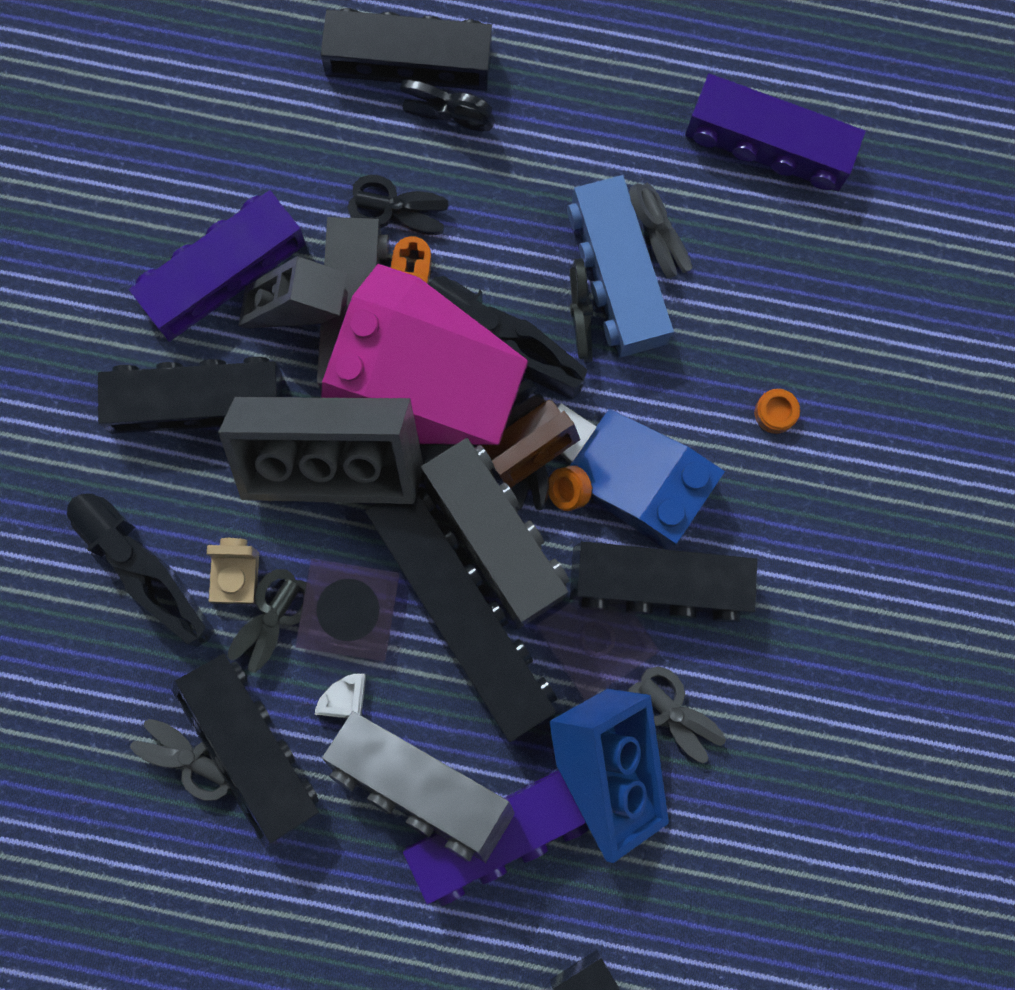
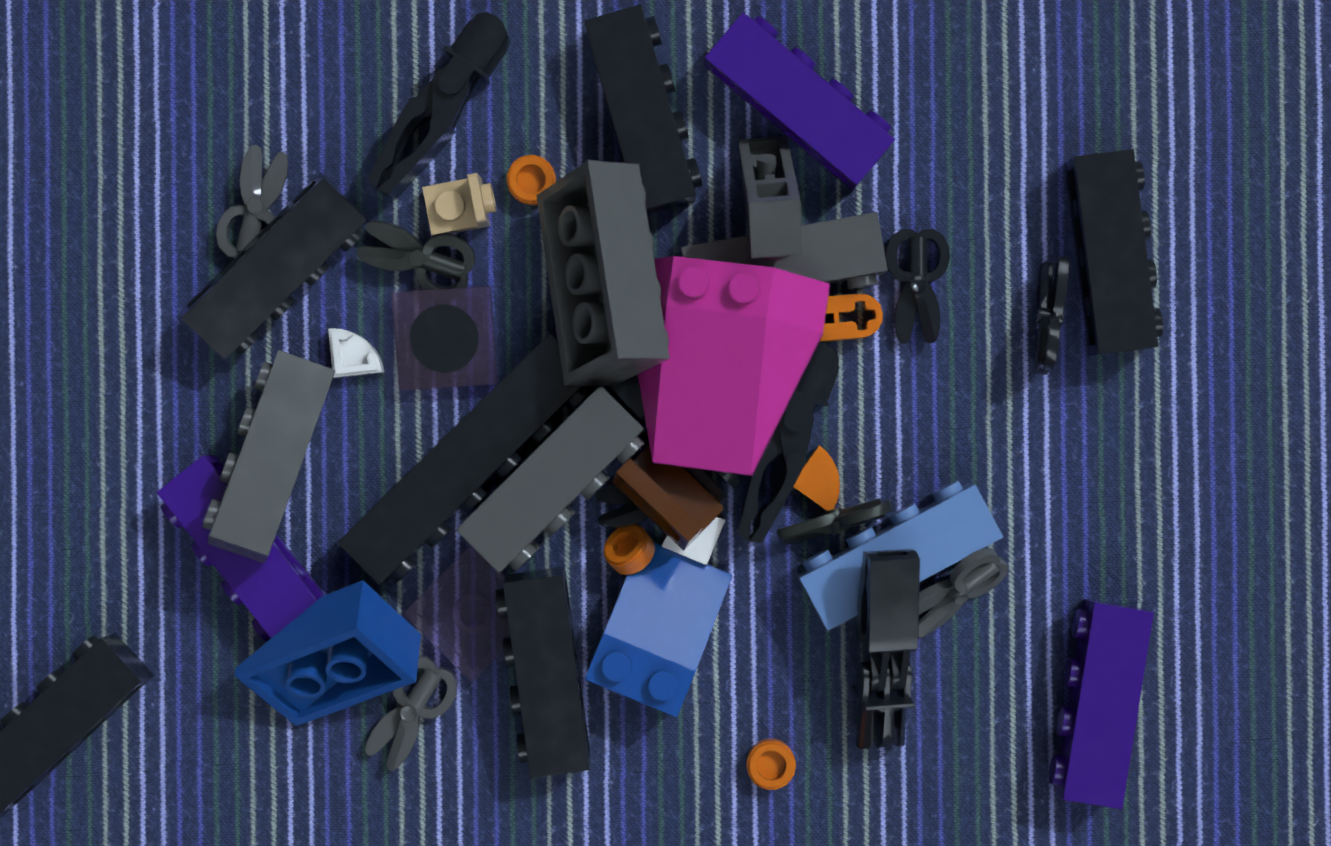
camera: 85 degrees right, 10 degrees up
(226, 508) = (529, 177): none -> orange tile
(545, 316) = (820, 479): none -> orange tile
(687, 282) = (888, 633): none -> black arm

